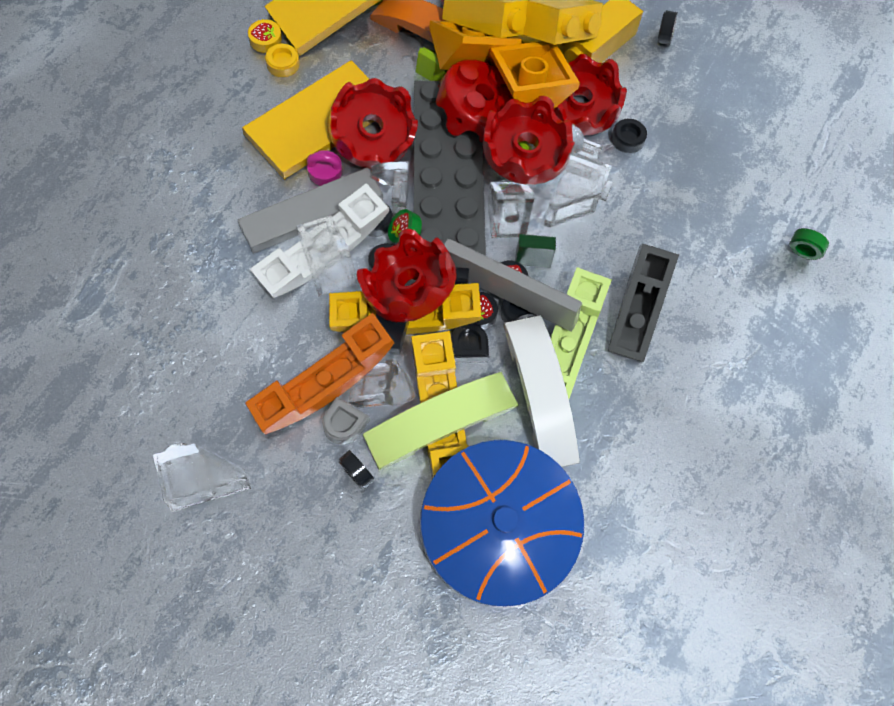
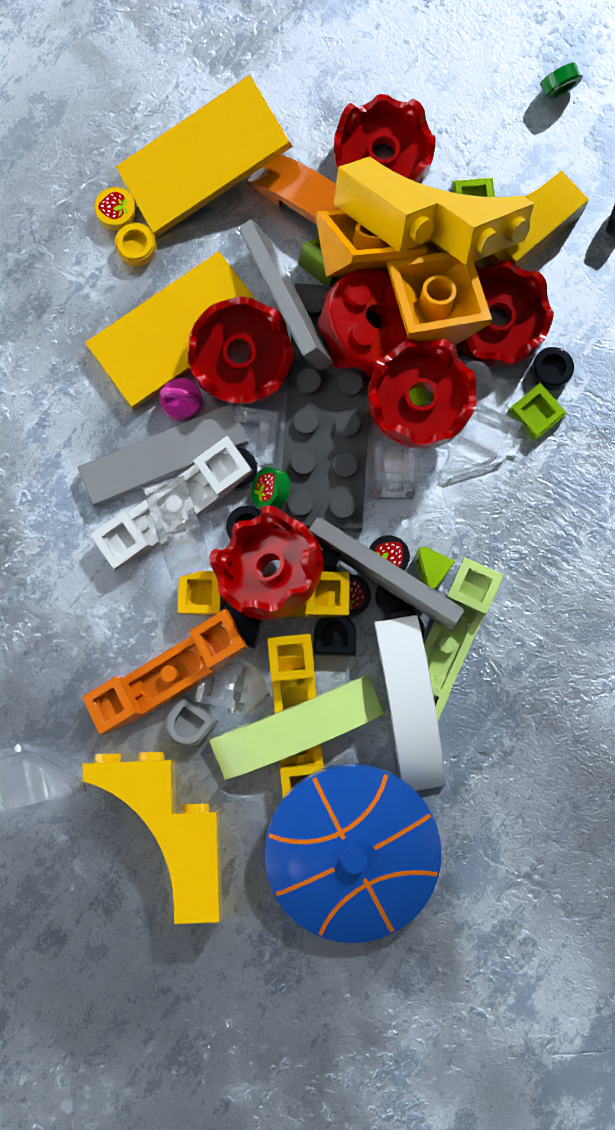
camera: 10 degrees right, 15 degrees up
(345, 515) = (186, 839): none -> yellow arch
(356, 470) = (199, 783): black tile -> none
(406, 79) = (285, 295): none -> light grey tile
(535, 250) = (420, 526): tile -> none
(550, 274) = (432, 566): none -> lime slope
(625, 167) = (537, 412): none -> lime tile
(642, 301) = (539, 596): dark grey slope -> none

